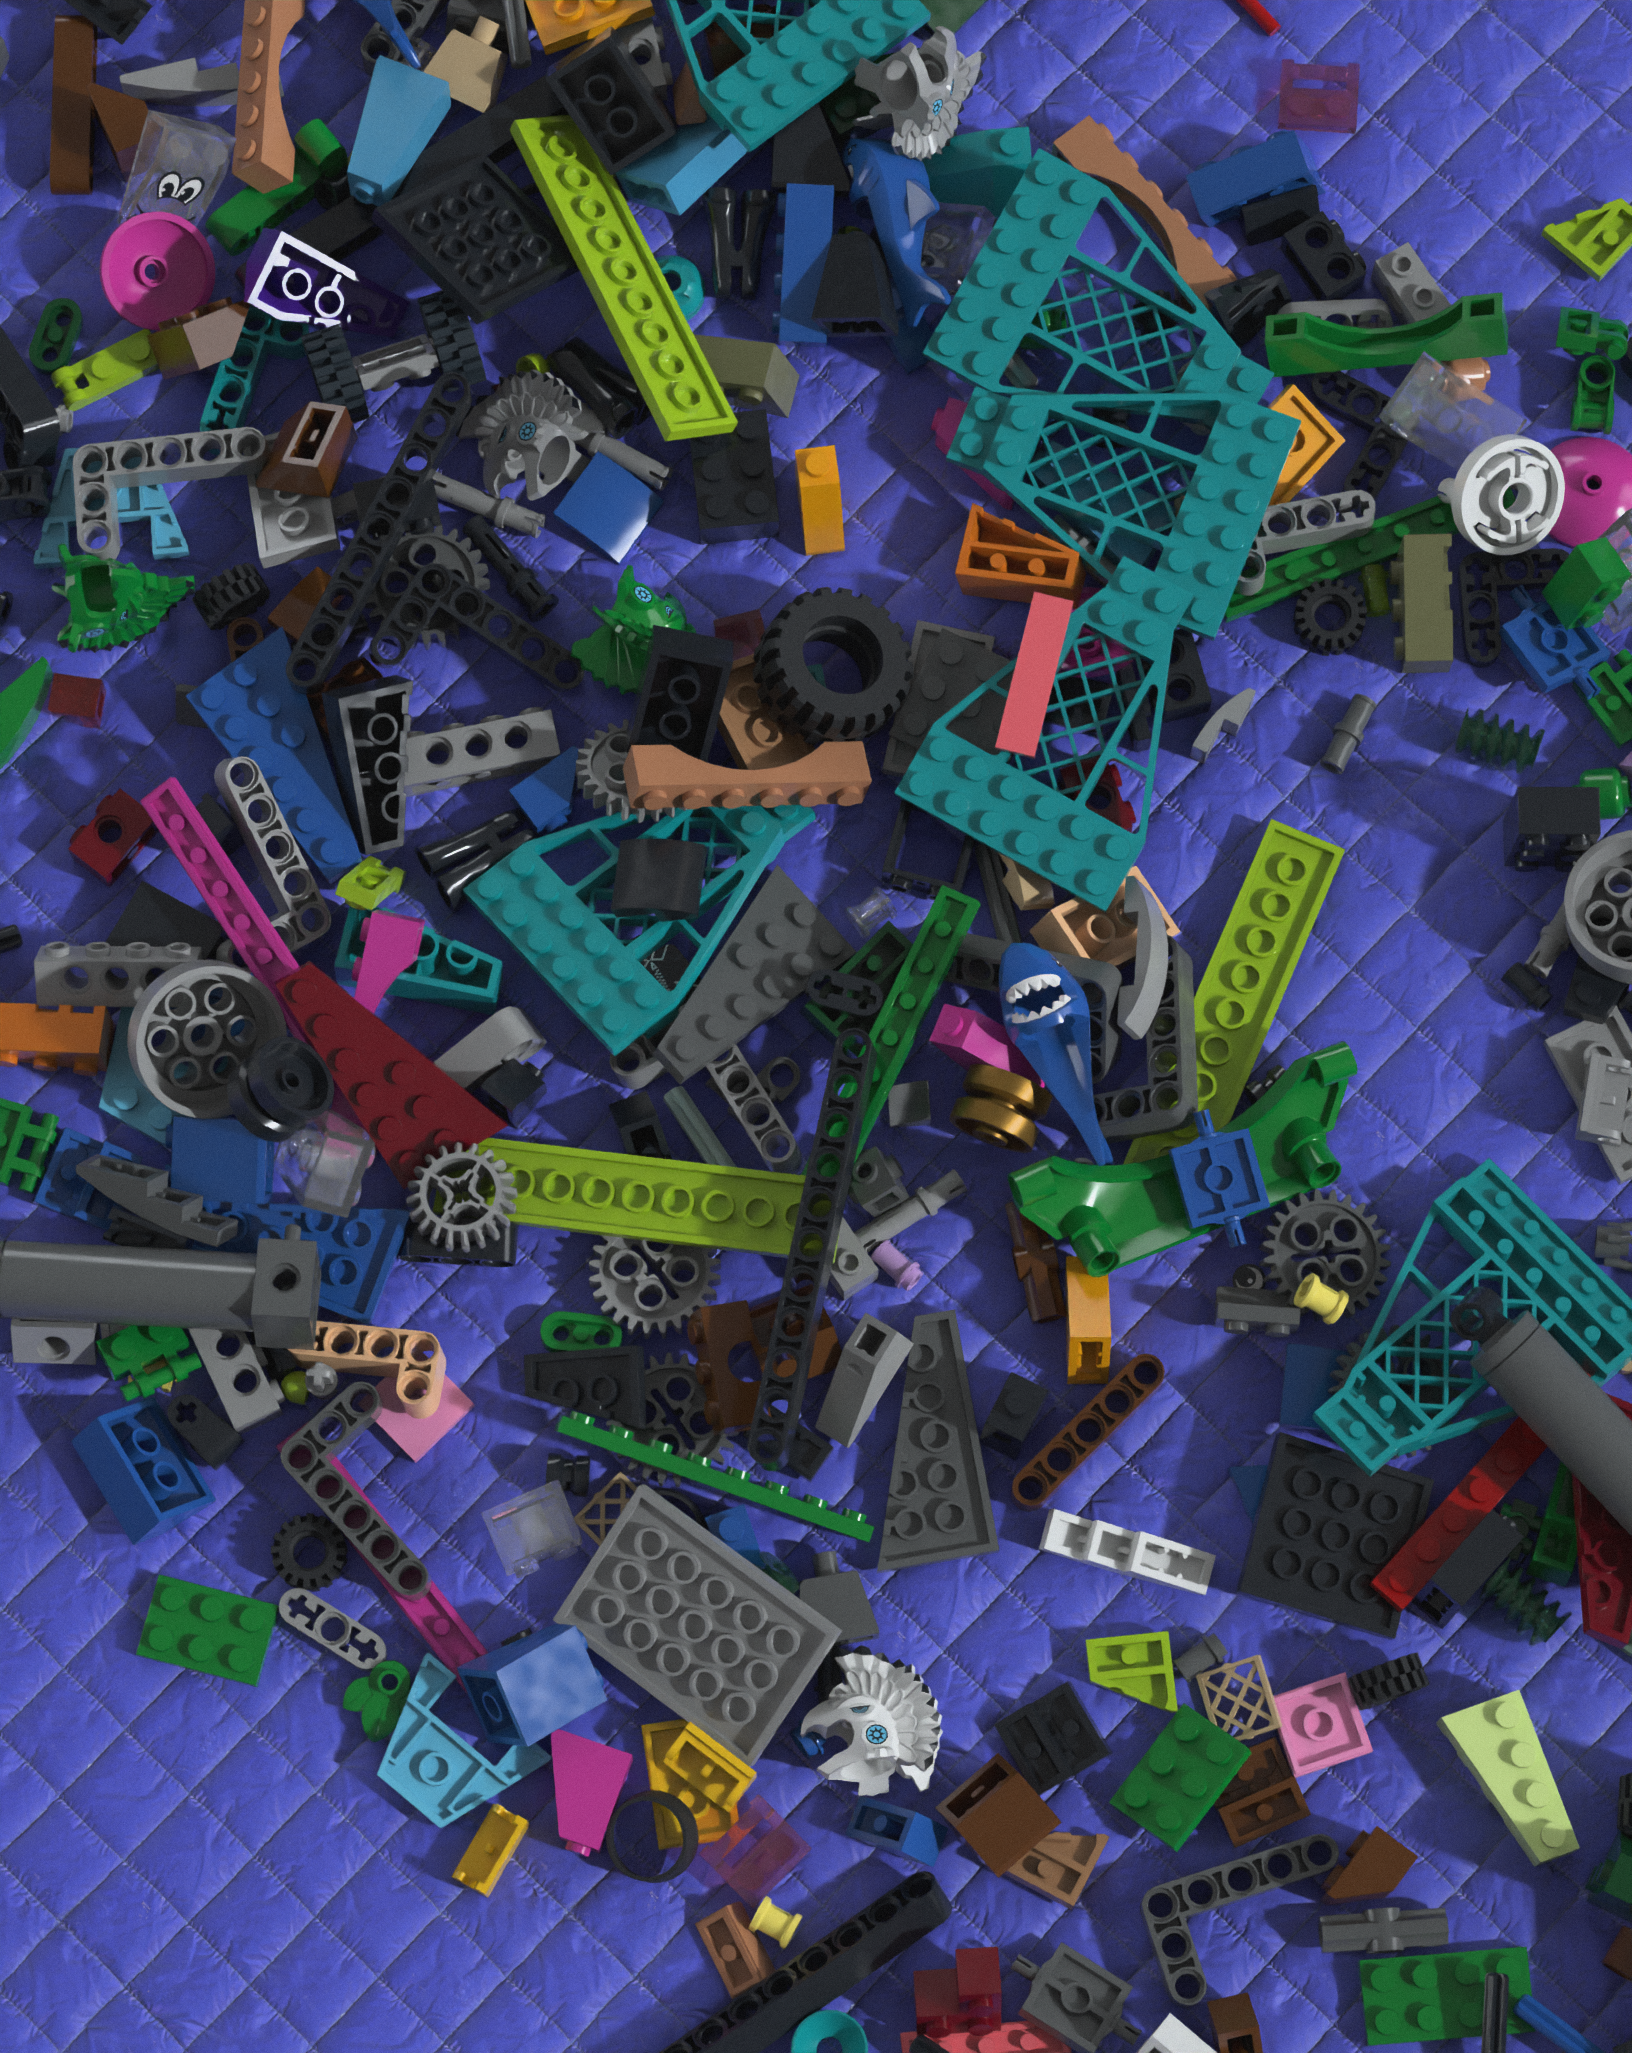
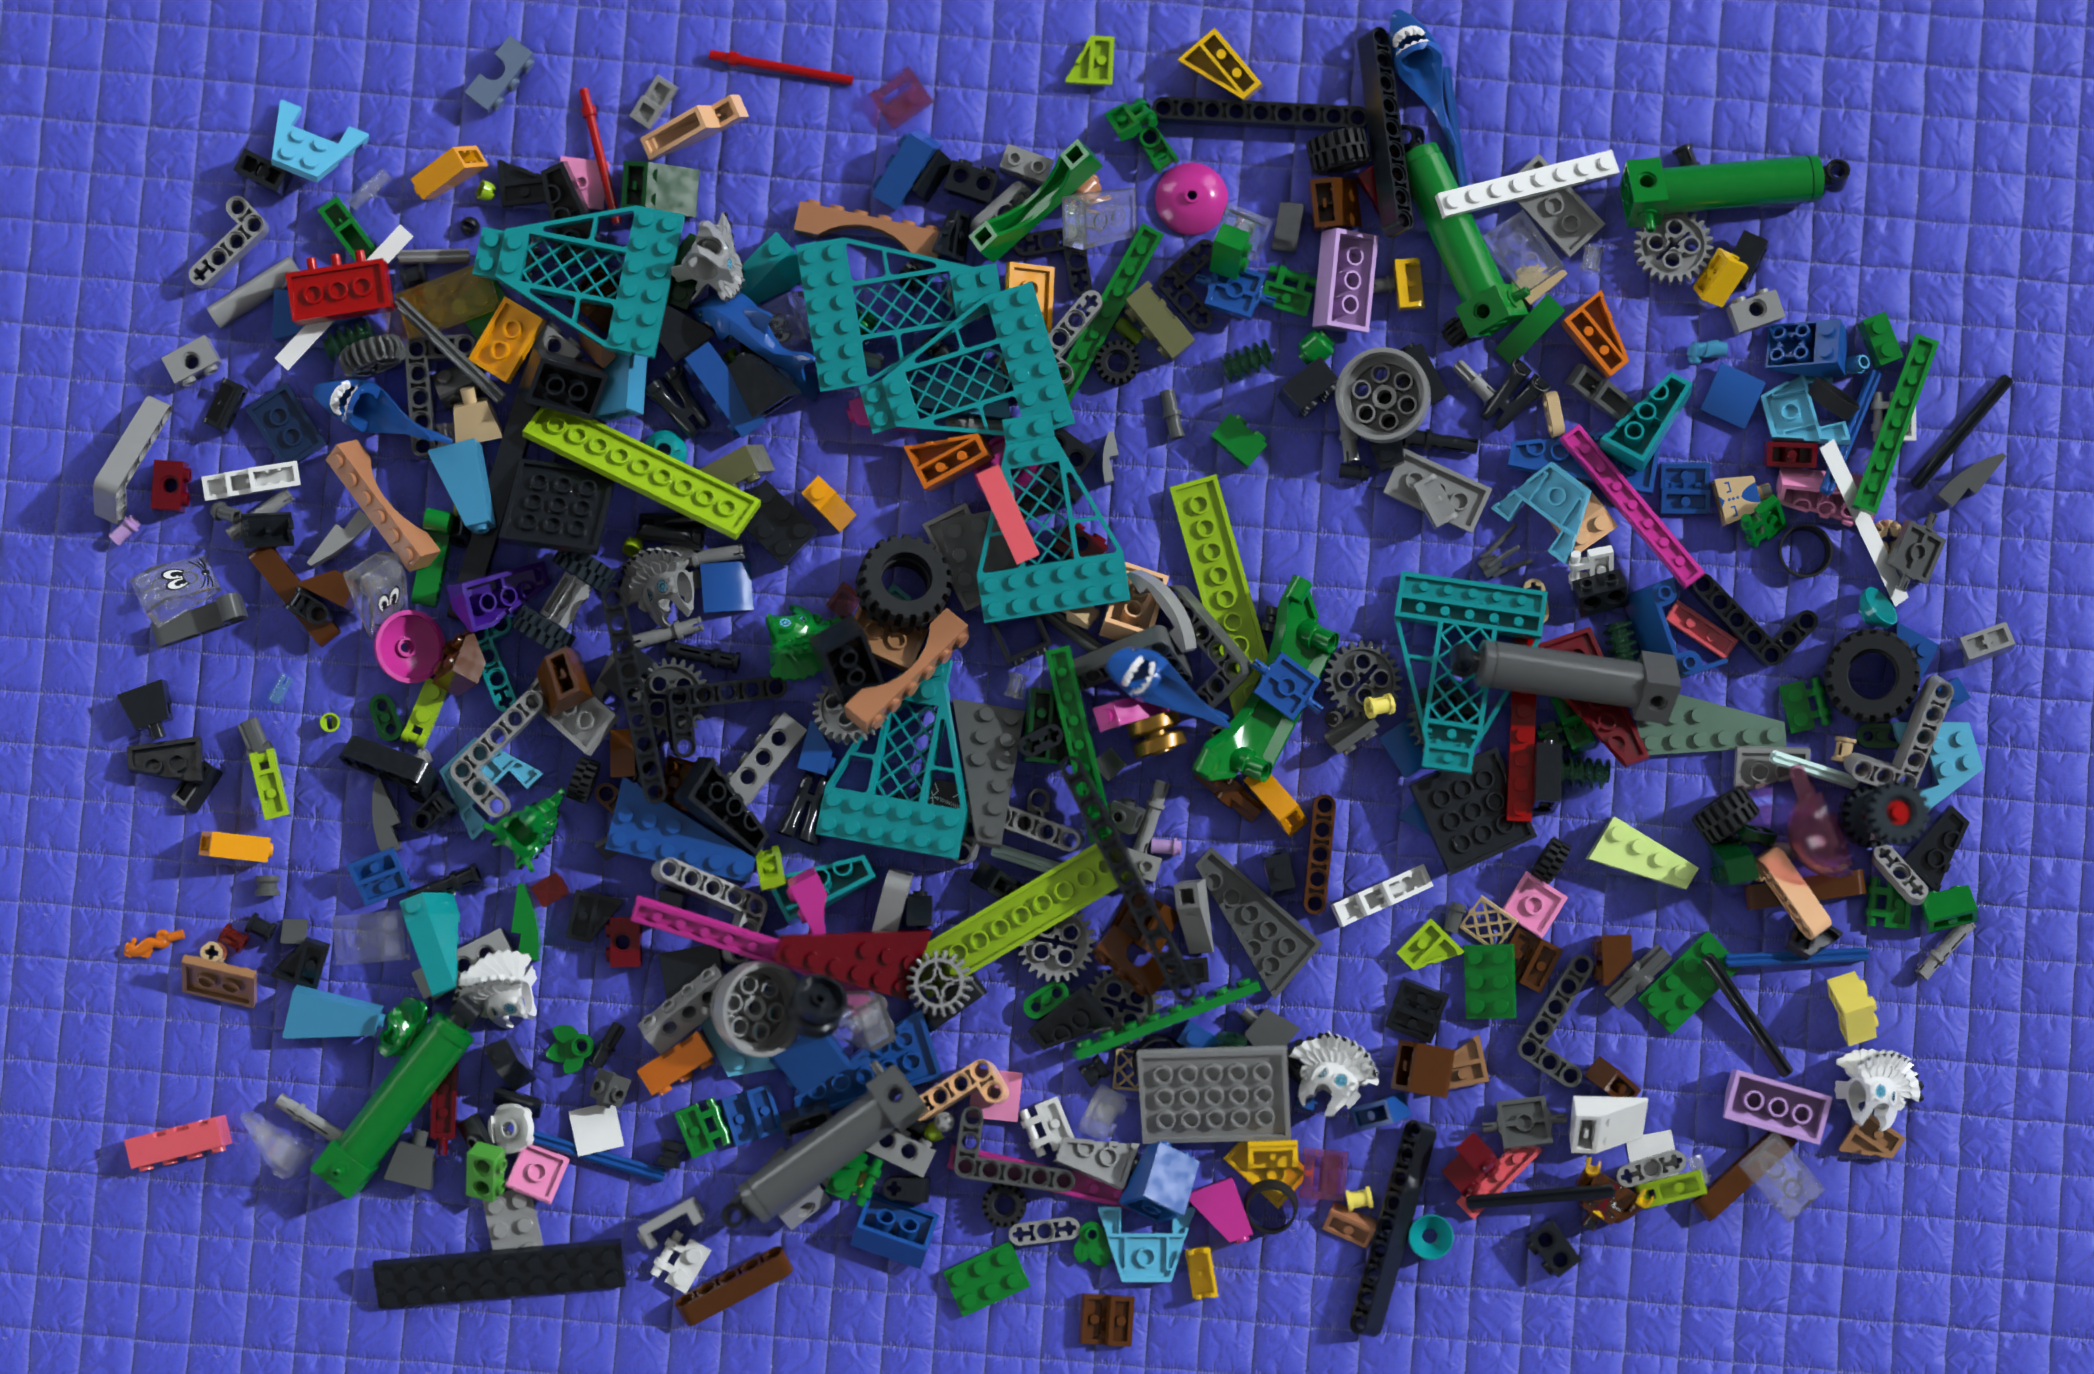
camera: 40 degrees left, 10 degrees up
(75, 124) = (306, 605): none -> black piece
(99, 769) = (590, 914): none -> black wing
(147, 1195) = (788, 1102): dark grey slope -> none
(317, 1811) = (1106, 1319): none -> reddish brown slope
(460, 1501) = (1053, 1121): none -> white plate
(477, 1592) = (1099, 1160): none -> light grey wing
(659, 878) = (907, 755): black slope -> none
(1408, 831) = (1239, 440): none -> green brick
(1480, 488) = (1142, 237): white piece -> none

